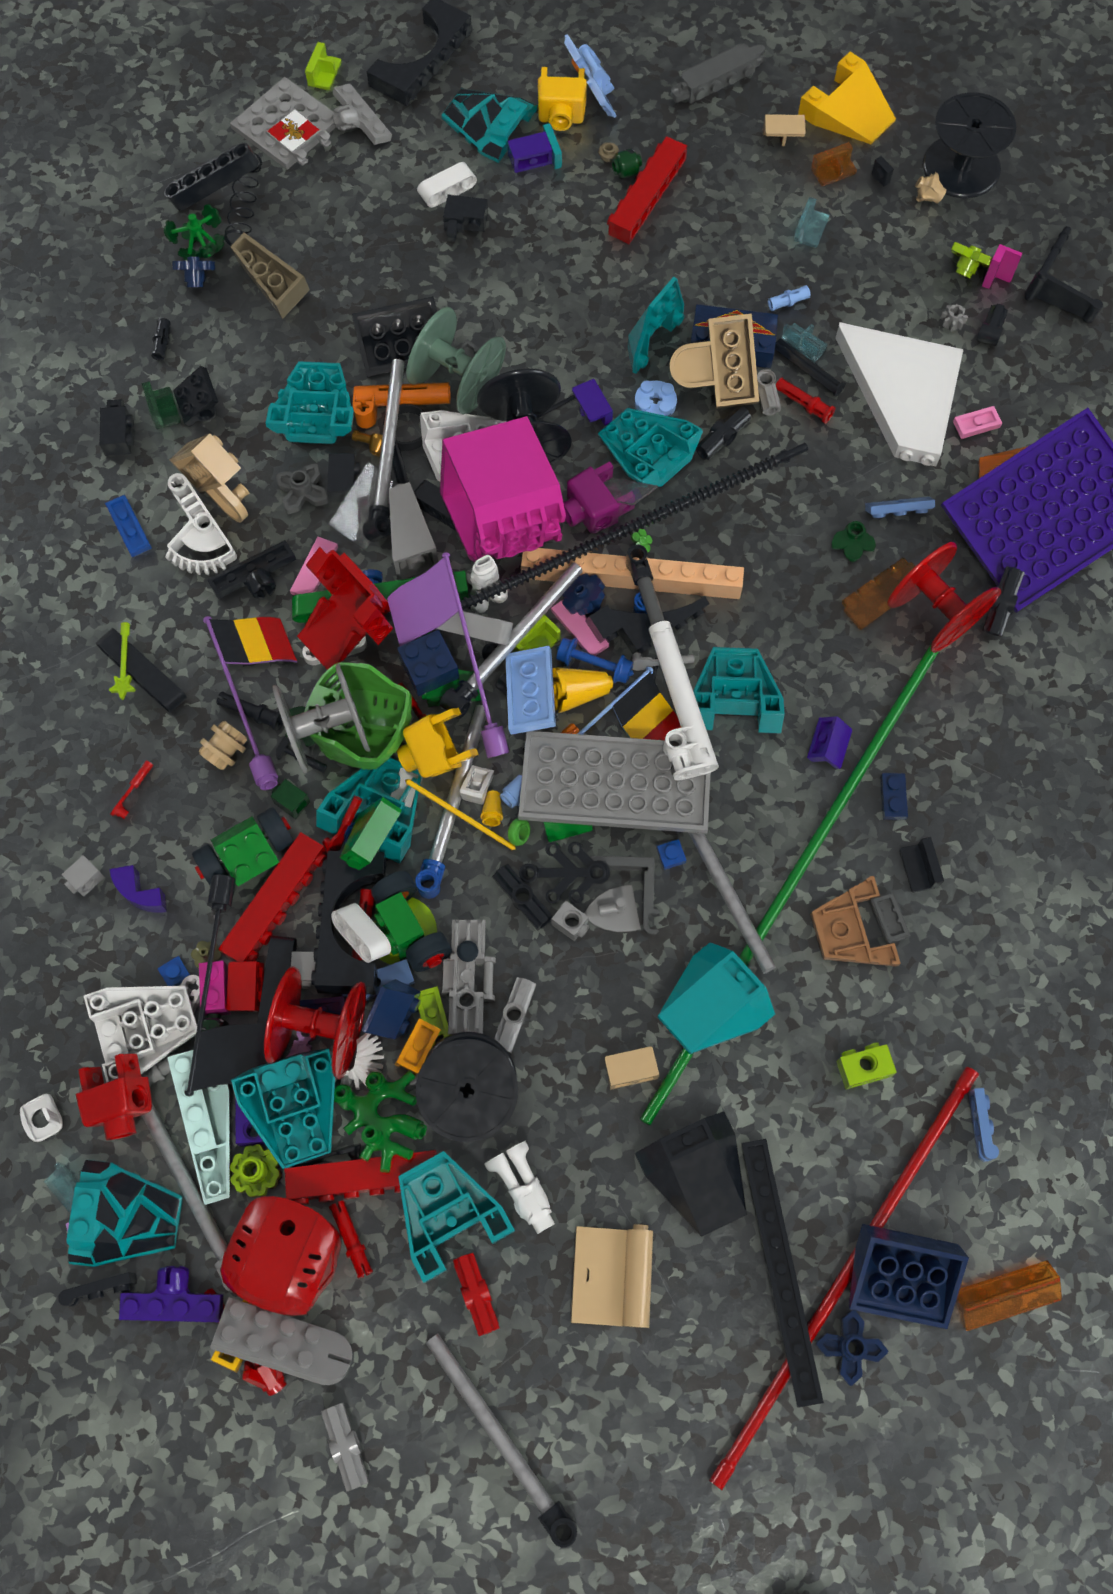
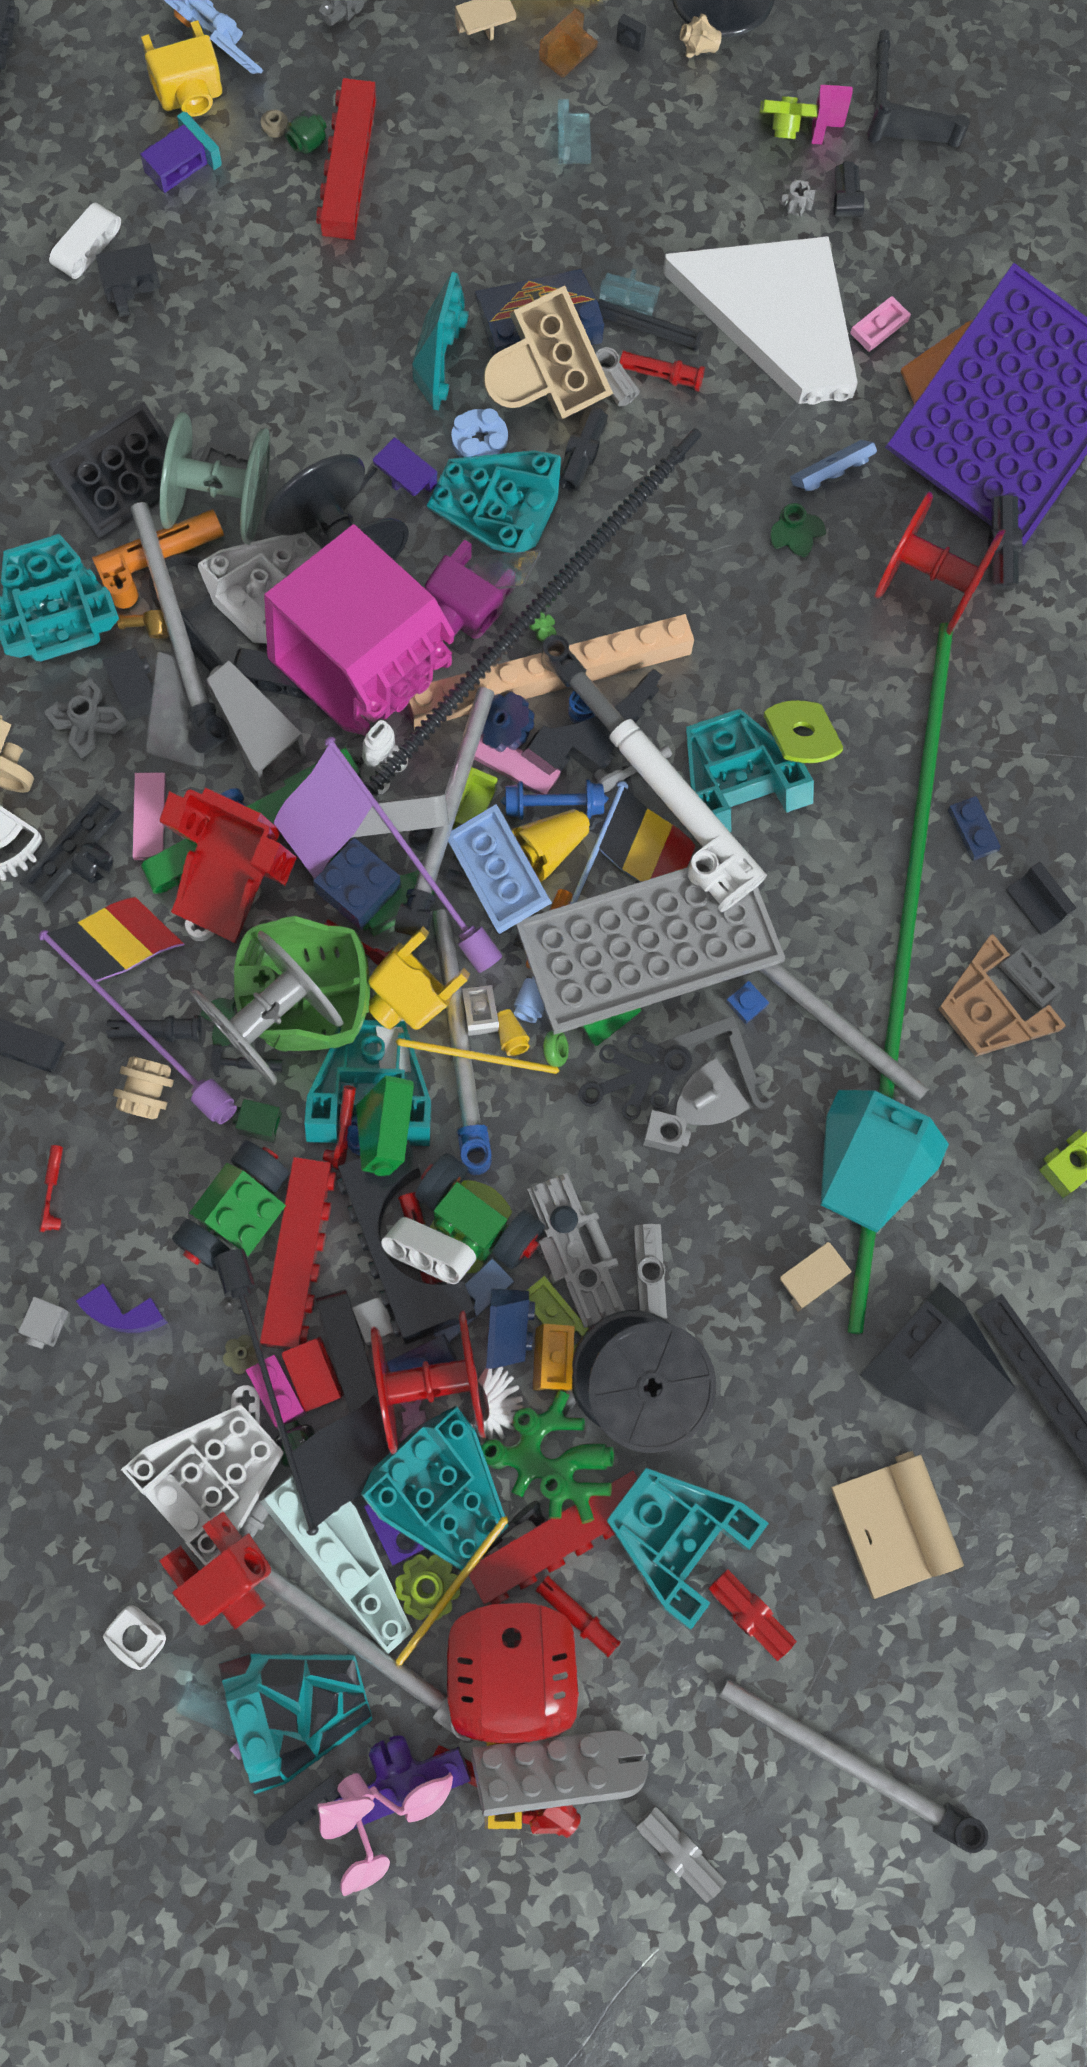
camera: 30 degrees left, 5 degrees up
(109, 1301) = (357, 1800): none -> bright pink plant
(174, 972) = (214, 1393): blue plate -> none
(266, 1180) = (451, 1591): none -> yellow axle
(487, 119) = (96, 131): wedge -> none
(529, 1199) = (764, 1479): white piece -> none
(532, 907) = (578, 1116): black piece -> none
(783, 688) = (816, 748): none -> lime piece
(788, 298) = (586, 242): light blue pin -> none
(830, 741) = (873, 790): dark purple panel -> none
(875, 597) = (856, 582): clear orange windscreen -> none

